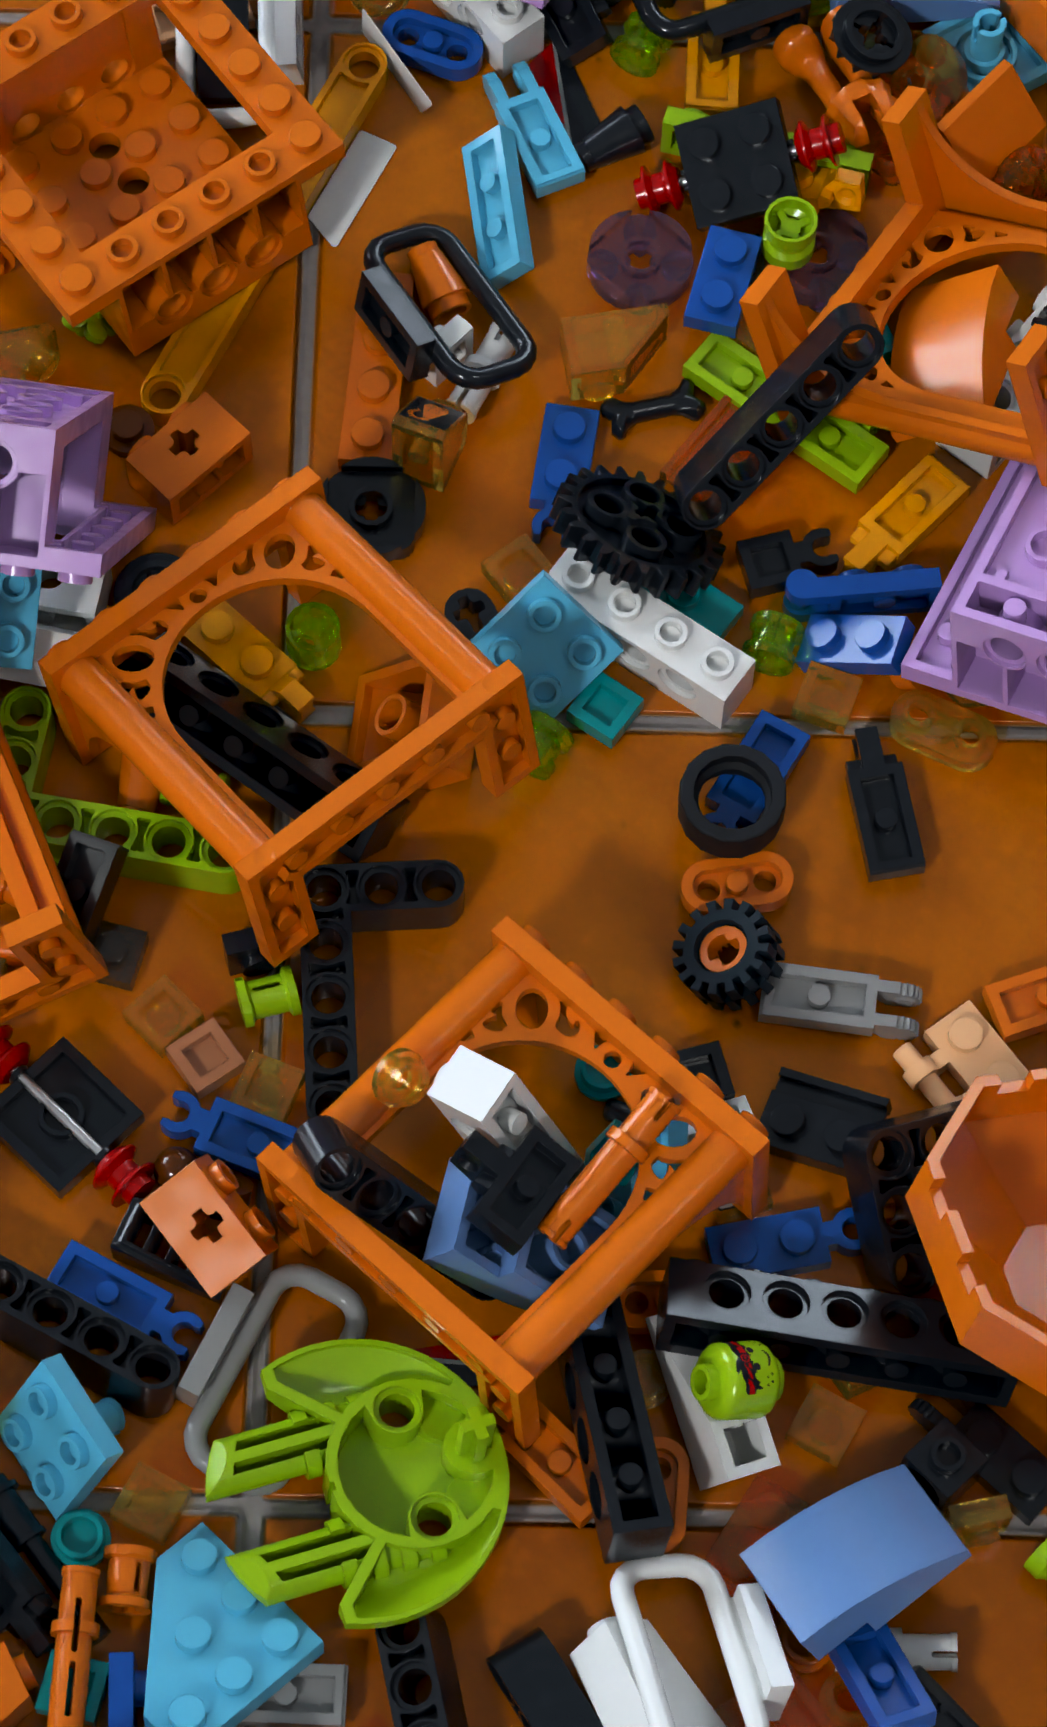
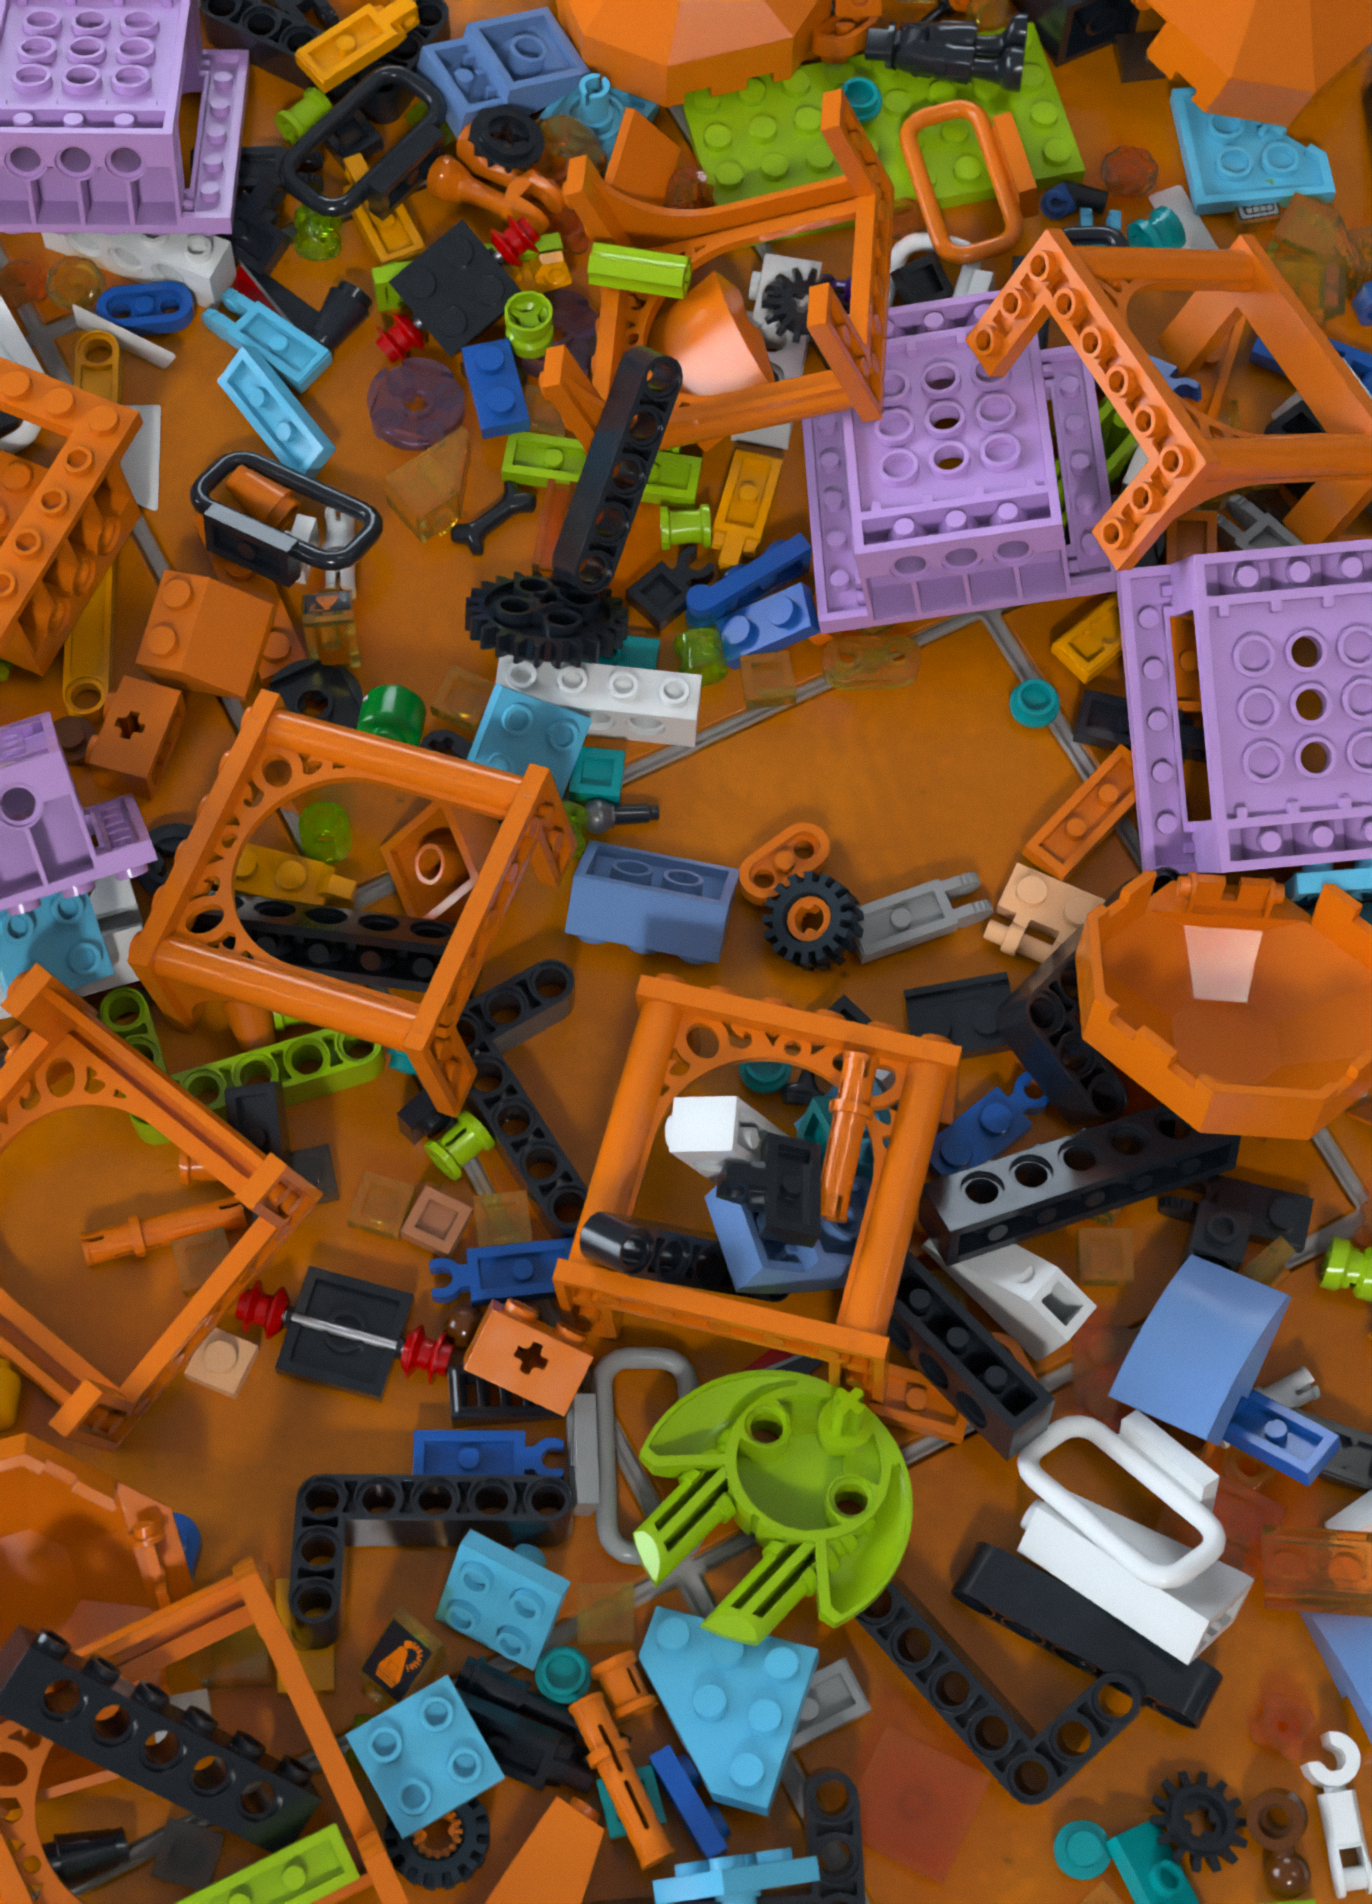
camera: 30 degrees left, 0 degrees up
(303, 390) = (205, 636): none -> orange slope
(400, 1078) = (637, 1151): clear yellow plate -> none
(437, 558) = (393, 714): none -> green head
(563, 449) = (444, 590): blue plate -> none
(585, 857) = (651, 902): none -> medium blue slope
(589, 751) = (605, 815): none -> piece
(735, 761) = (746, 761): black tyre -> none
(737, 1380) = (1033, 1256): lime head -> none
(740, 799) = (746, 773): blue plate -> none
(833, 506) = (685, 526): none -> lime bush
(882, 810) = (862, 746): black hinge -> none
(924, 229) = (639, 270): none -> lime axle

